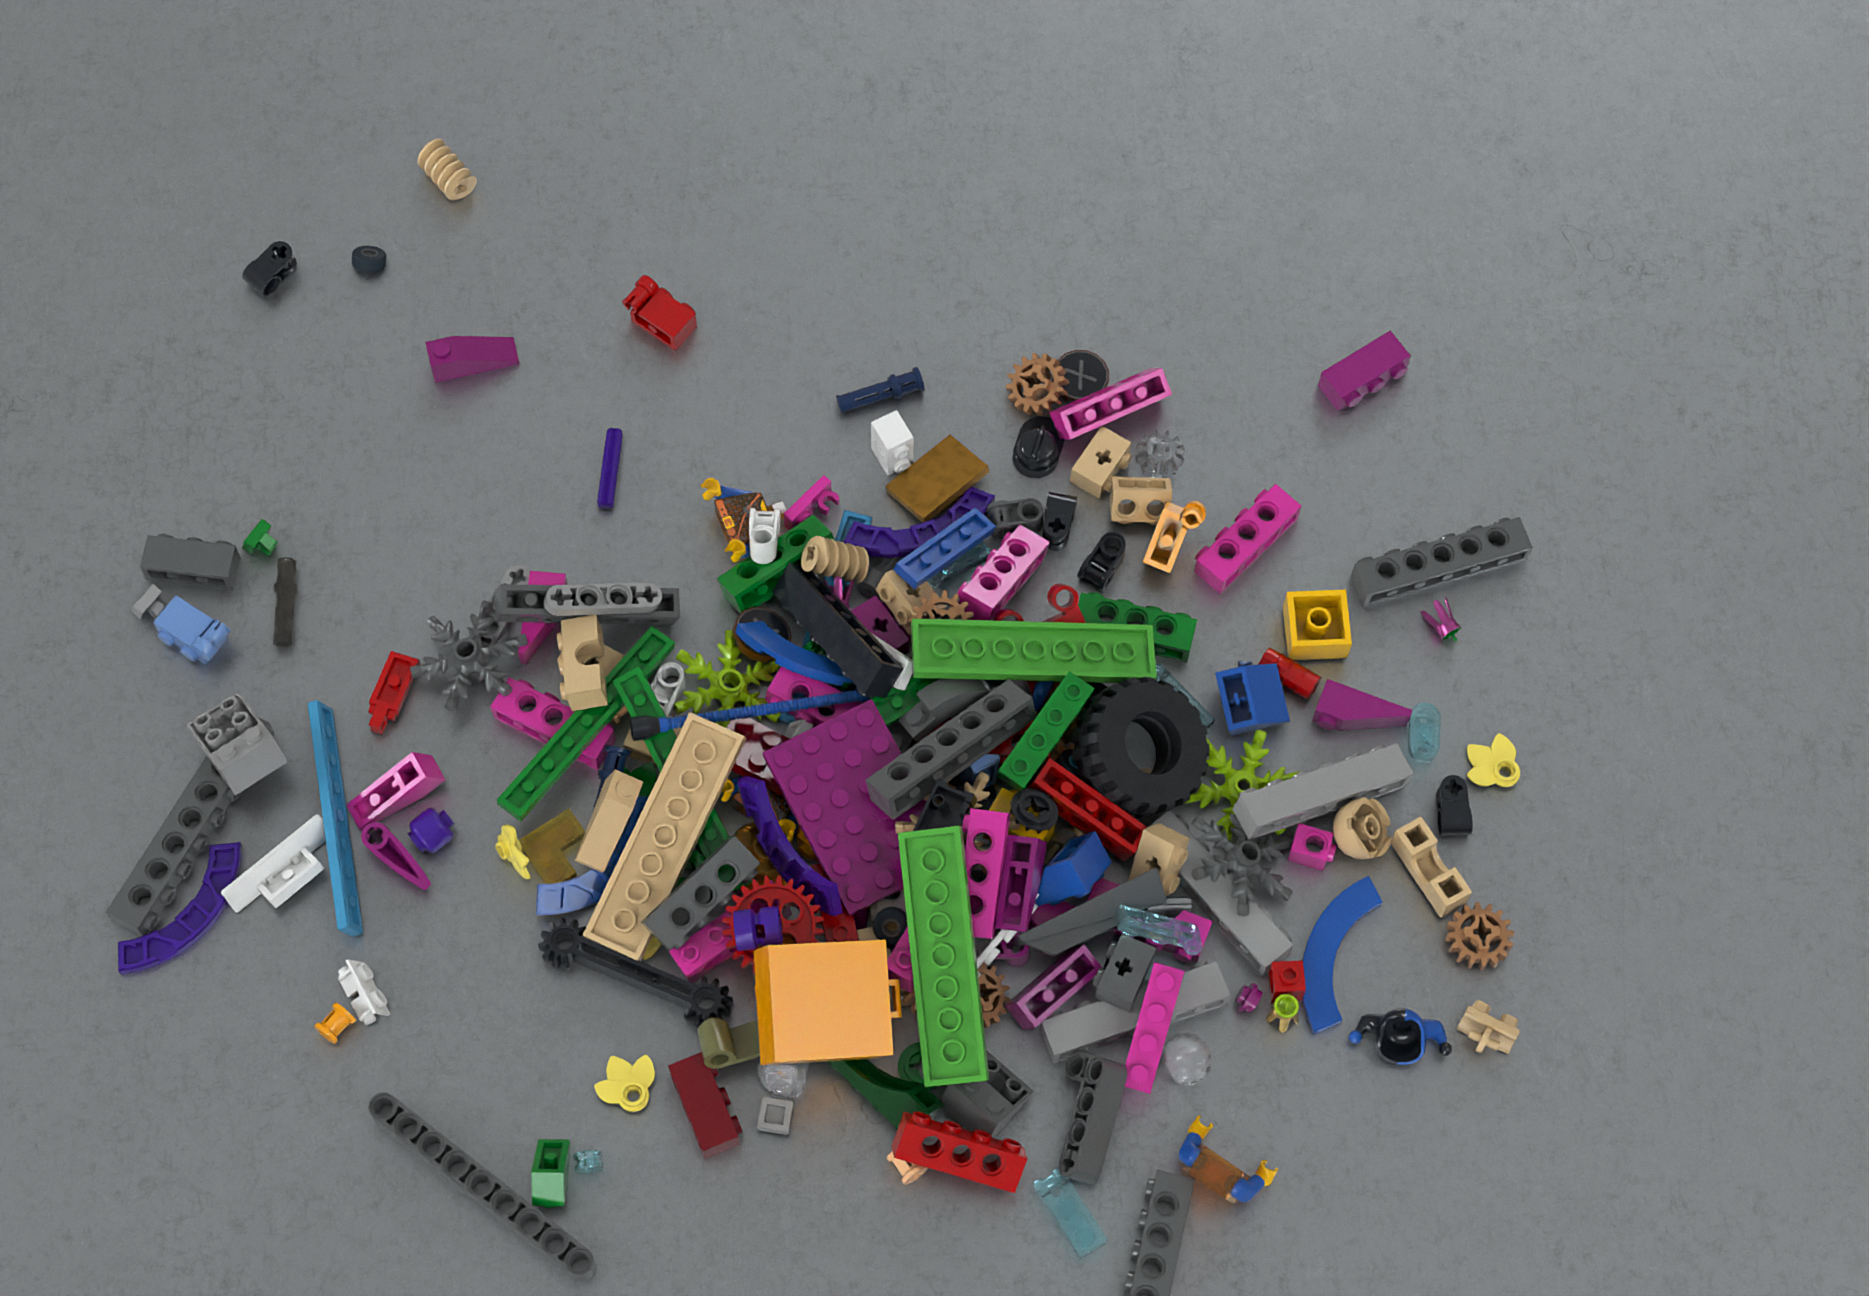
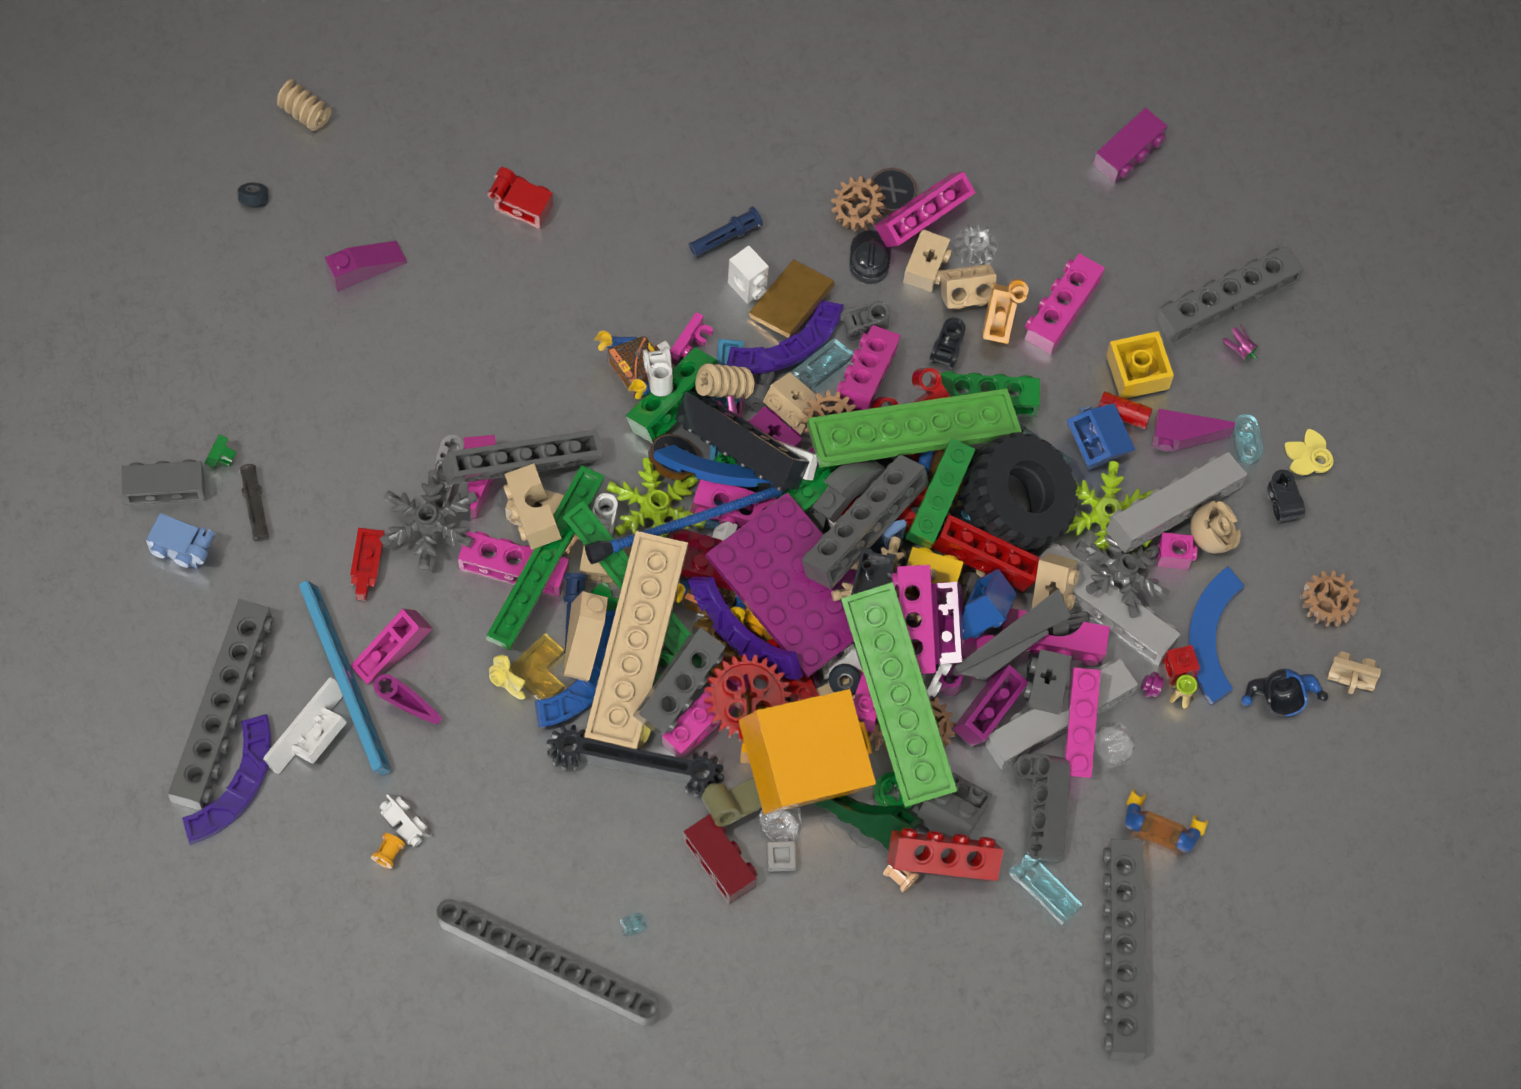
camera: 15 degrees left, 0 degrees up
(149, 603) = (136, 525): light grey tile -> none
(237, 743) = (248, 629): light grey slope -> none
(269, 269) = (167, 219): black piece -> none
(431, 830) = (431, 673): dark purple head -> none
(550, 1173) = (604, 939): green slope -> none
(603, 601) = (539, 453): light grey beam -> none
(609, 468) = (508, 338): dark purple axle -> none
(626, 1079) = (646, 851): light yellow plate -> none
(747, 930) = (730, 703): dark purple wheel -> none
(944, 548) = (815, 355): blue plate -> none
(1040, 803) = (949, 554): black gear -> none
(1058, 518) = (902, 313): black piece -> none
(1159, 928) = (1069, 640): clear light blue plate -> none
(1418, 851) = (1264, 537): tan arch -> none

